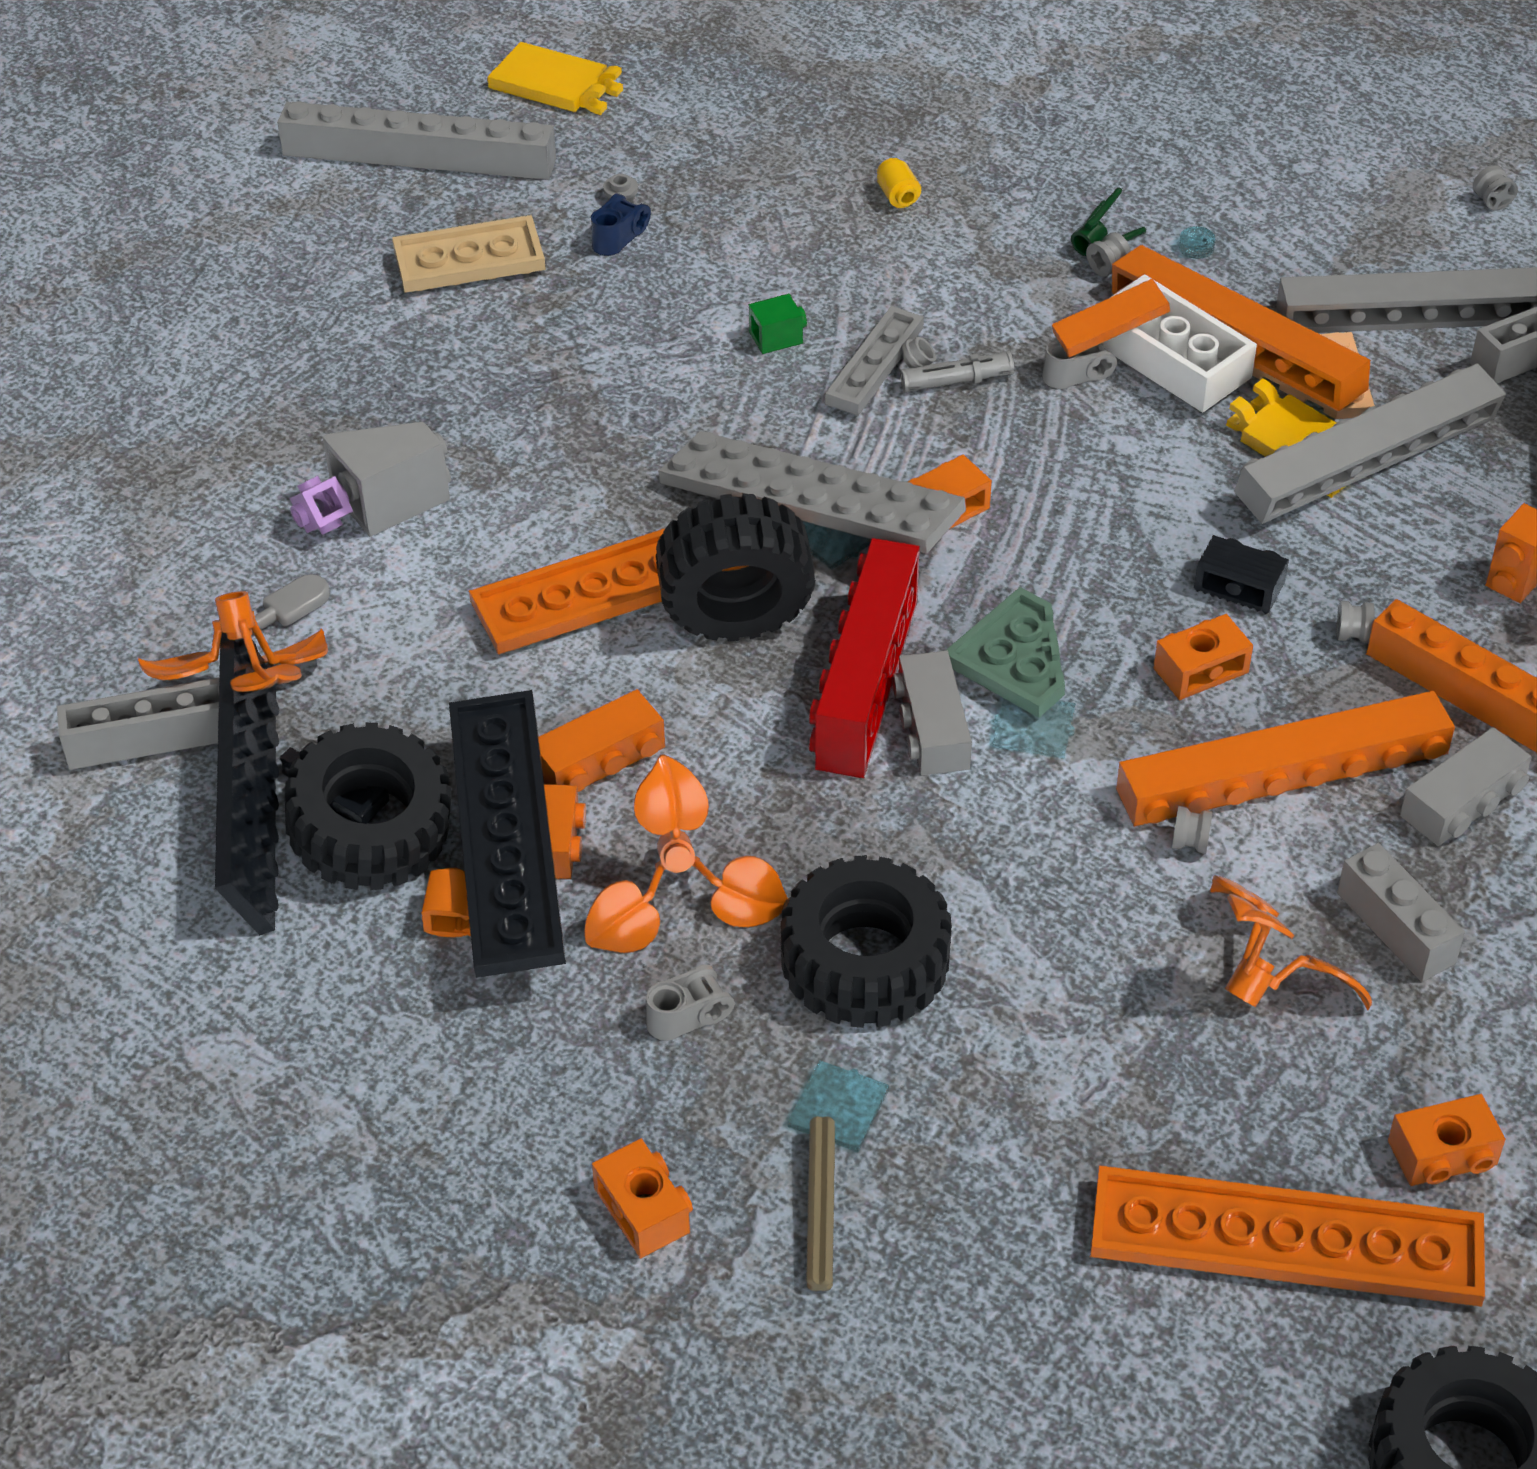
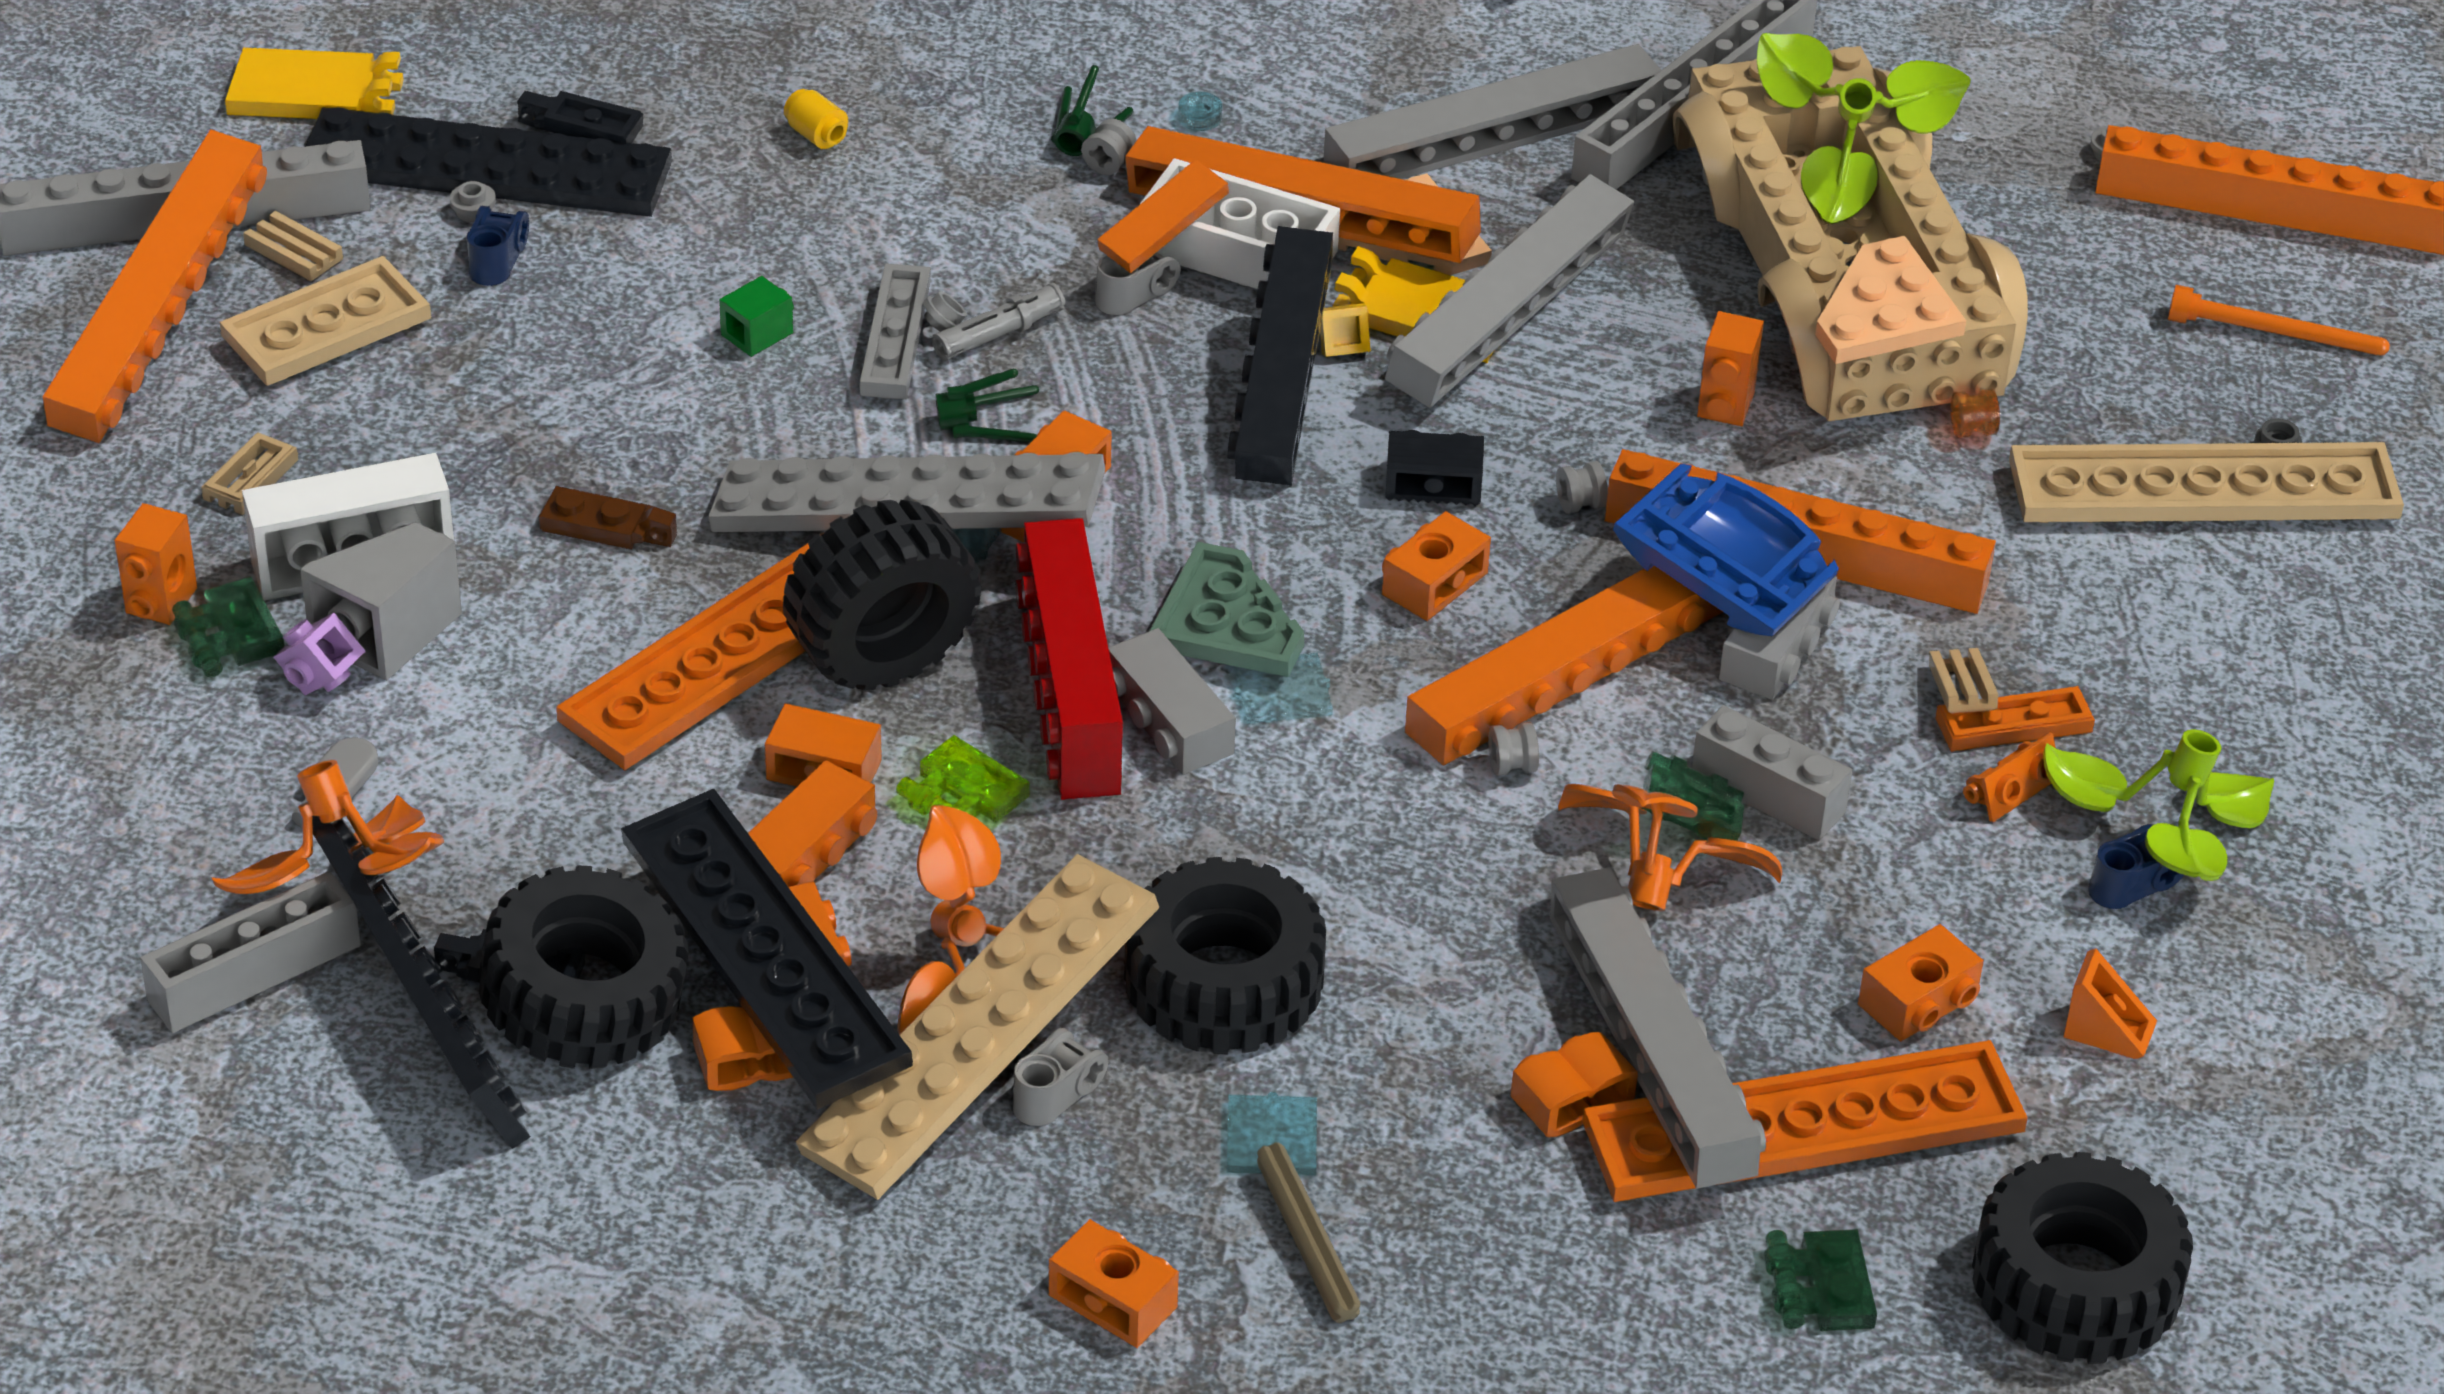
camera: 25 degrees left, 5 degrees down
(242, 406) = (155, 563): none -> orange brick
(287, 461) = (243, 624): none -> clear green plate
(352, 200) = (154, 287): none -> orange brick
(357, 354) = (258, 473): none -> tan tile
(376, 397) = (336, 510): none -> white brick
(484, 191) = (298, 242): none -> tan tile
(587, 453) = (606, 519): none -> reddish brown hinge
(641, 943) = (980, 1024): none -> tan plate
(658, 164) = (509, 160): none -> black plate
(660, 679) = (808, 737): none -> orange brick
(729, 145) = (579, 116): none -> black hinge
(750, 734) = (968, 775): none -> clear neon green plate
(891, 431) = (959, 405): none -> dark green plant
(1102, 1136) = (1563, 1082): none -> orange brick
(1154, 453) = (1282, 357): none -> black brick
(1189, 1118) = (1656, 1028): none -> light grey brick
(1222, 443) = (1345, 330): none -> yellow tile
(1251, 1391) = (1836, 1275): none -> clear green plate
(1320, 916) = (1717, 802): none -> clear green plate
(1442, 707) = (1728, 548): none -> blue slope

